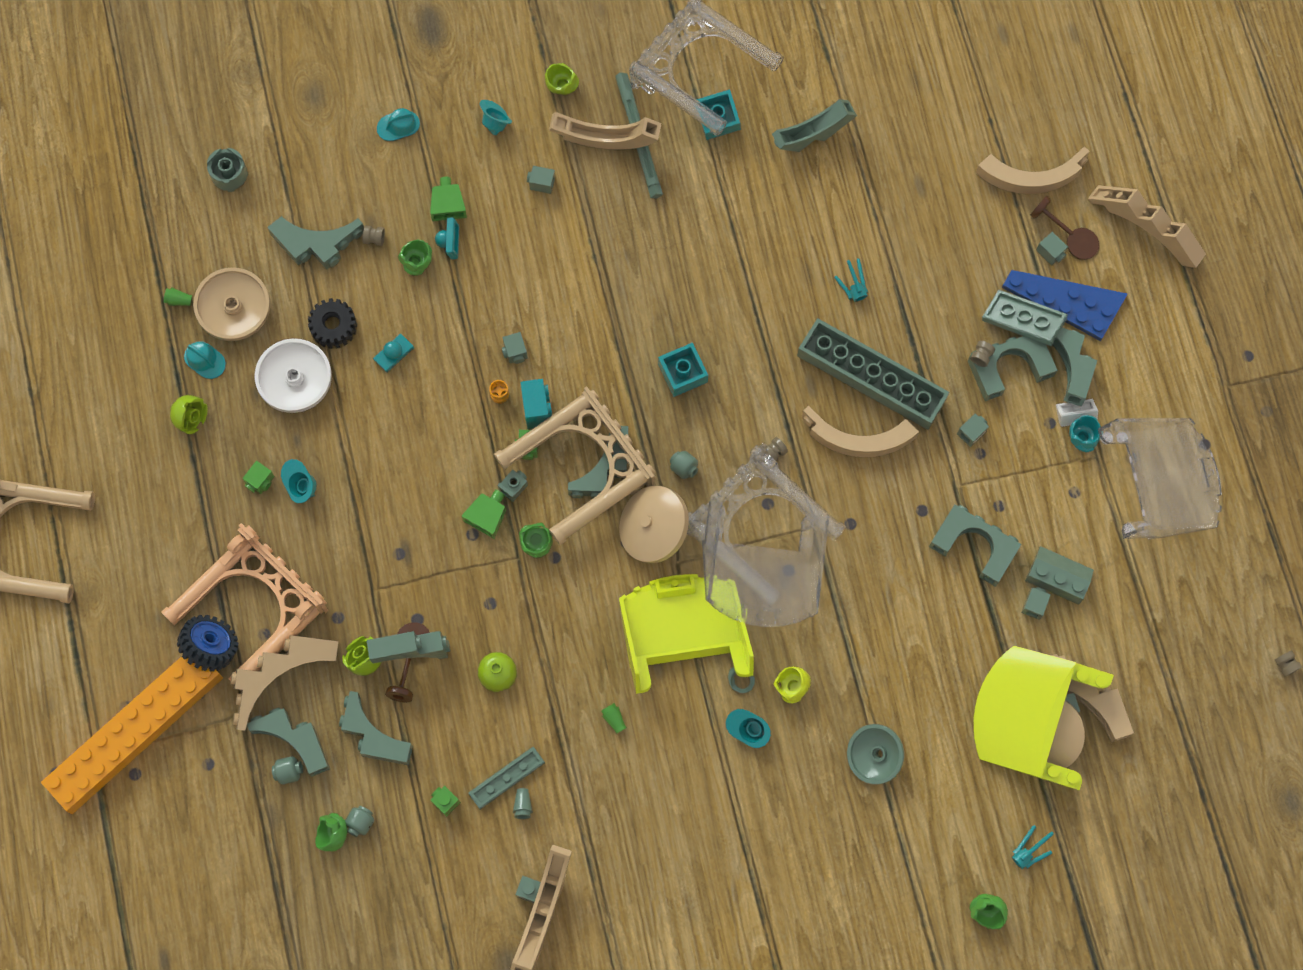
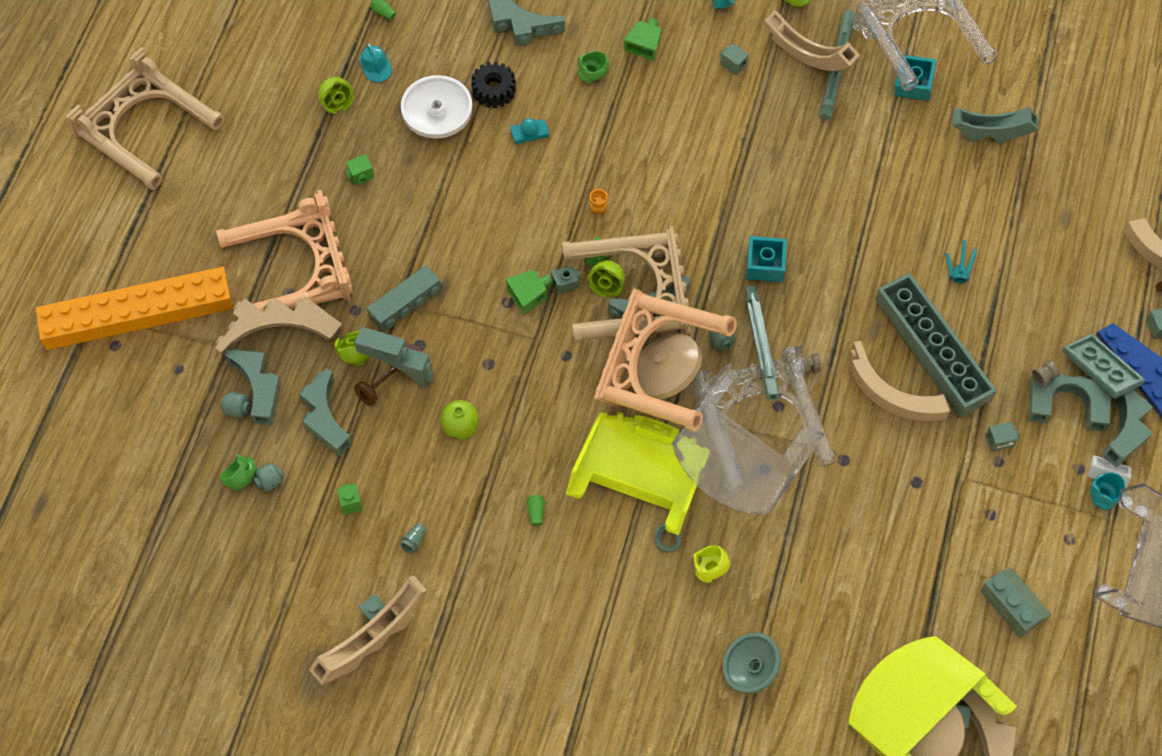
camera: 30 degrees right, 10 degrees down
(207, 643) = (235, 270): black wheel -> none
(231, 304) = (422, 31): tan dish -> none
(298, 481) = (389, 187): teal piece -> none
(373, 235) = (568, 36): dark tan wheel -> none
(378, 583) = (404, 298): none -> sand green brick
(449, 238) = (629, 67): teal tile -> none
(506, 778) = (414, 510): sand green tile -> none
(514, 348) = (632, 174): sand green brick -> none
(535, 400) = (623, 218): teal brick -> none
(535, 540) = (556, 330): bright green hair -> none
(552, 465) = (607, 279): none -> lime cylinder
(621, 574) = (641, 305): none -> light nougat arch
(724, 455) = (761, 344): none -> sand green piece
(748, 728) = (648, 578): teal piece -> none
(1002, 546) = (946, 507): sand green arch -> none
(1036, 603) = (979, 613): sand green brick -> none

